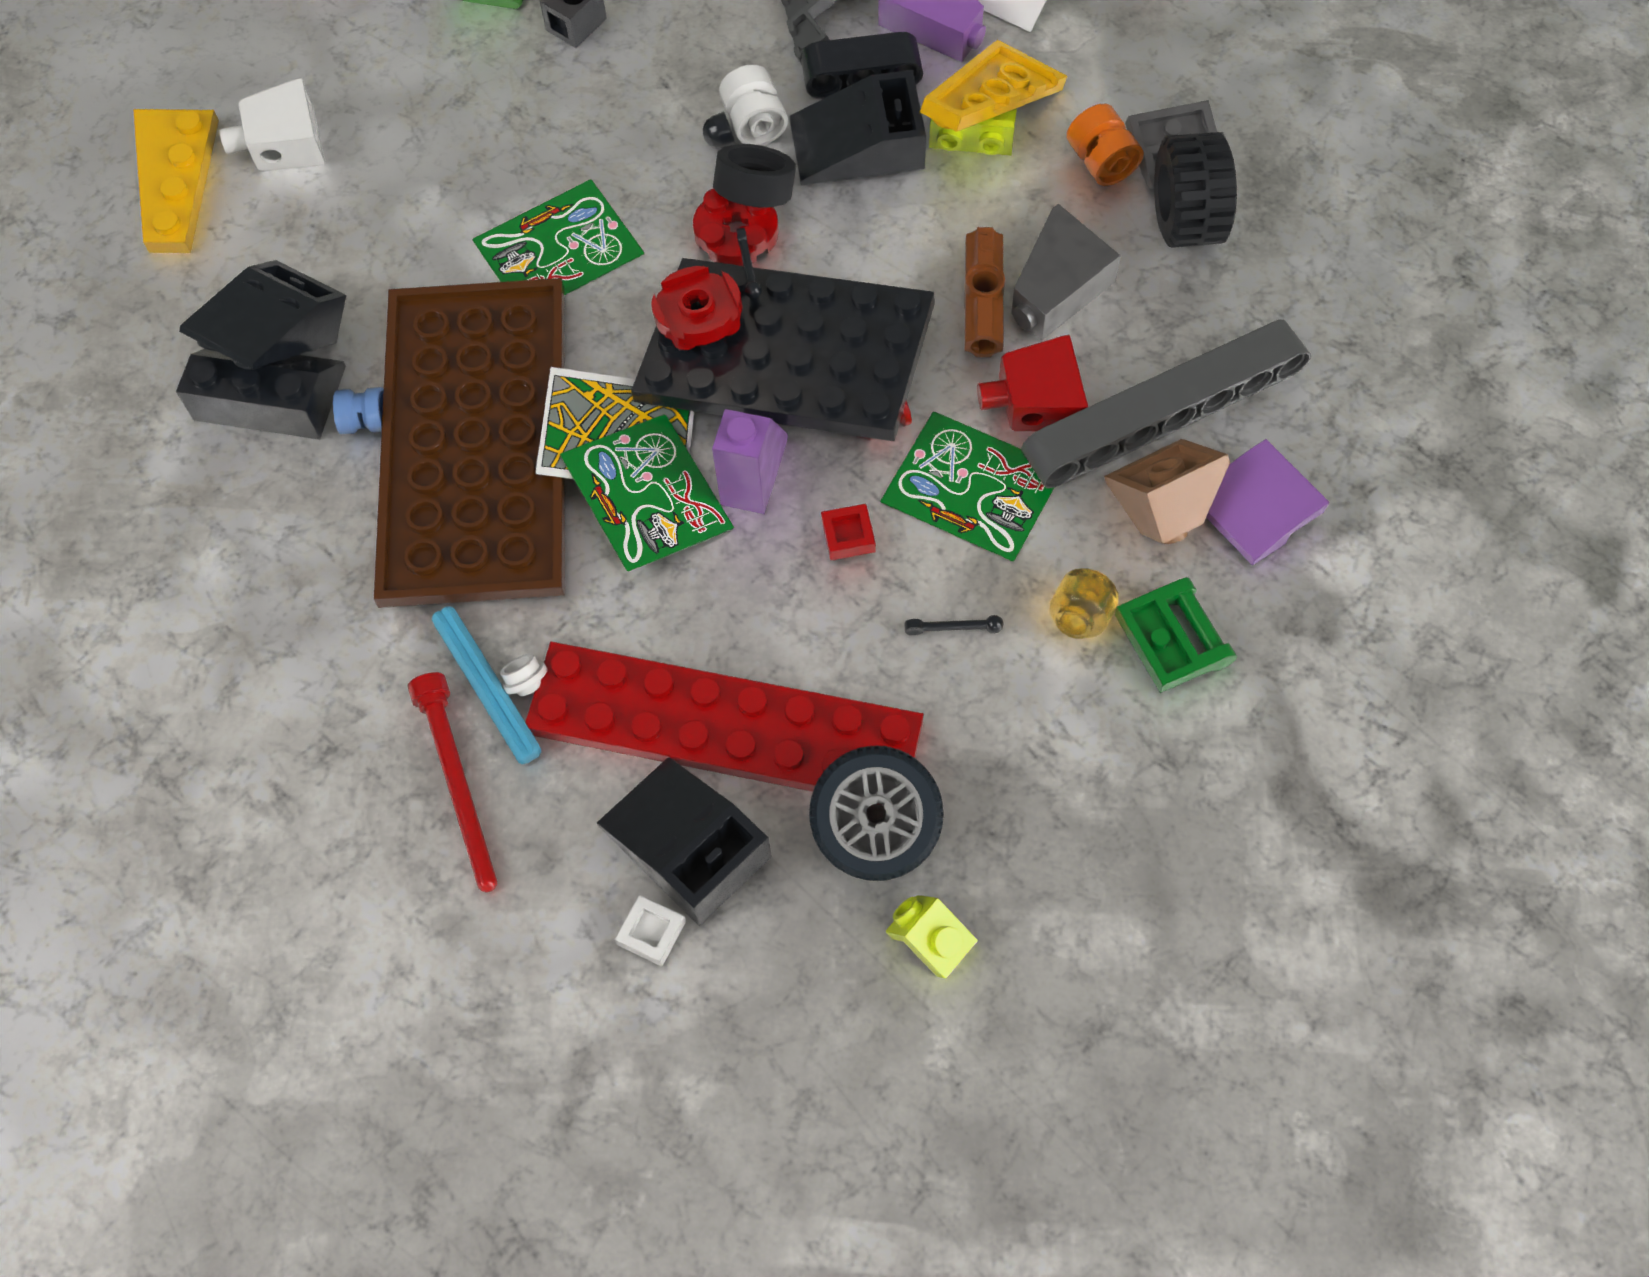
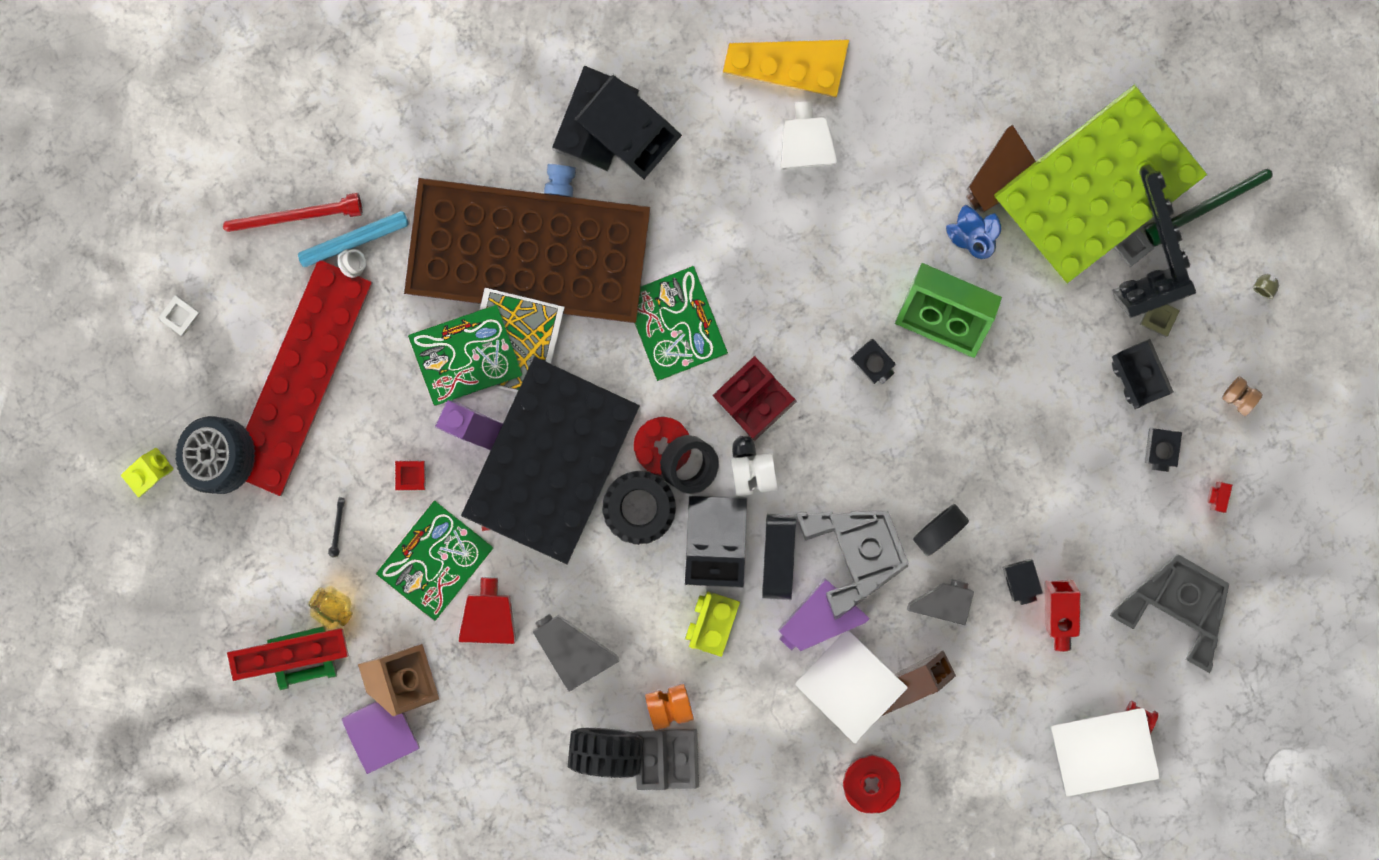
camera: 95 degrees right, 25 degrees up
(648, 133) = (754, 398): none -> dark red slope
(687, 839) = (228, 342): black slope -> none
(700, 326) = (567, 398): red plate -> none
(752, 288) = (590, 447): black hinge -> none
(829, 198) = (613, 507): none -> black tyre
(984, 292) = (588, 602): dark orange piece -> none
(990, 86) = (730, 641): yellow wing -> none
(1165, 403) = (460, 695): dark grey beam -> none
(1178, 641) = (287, 654): none -> red plate

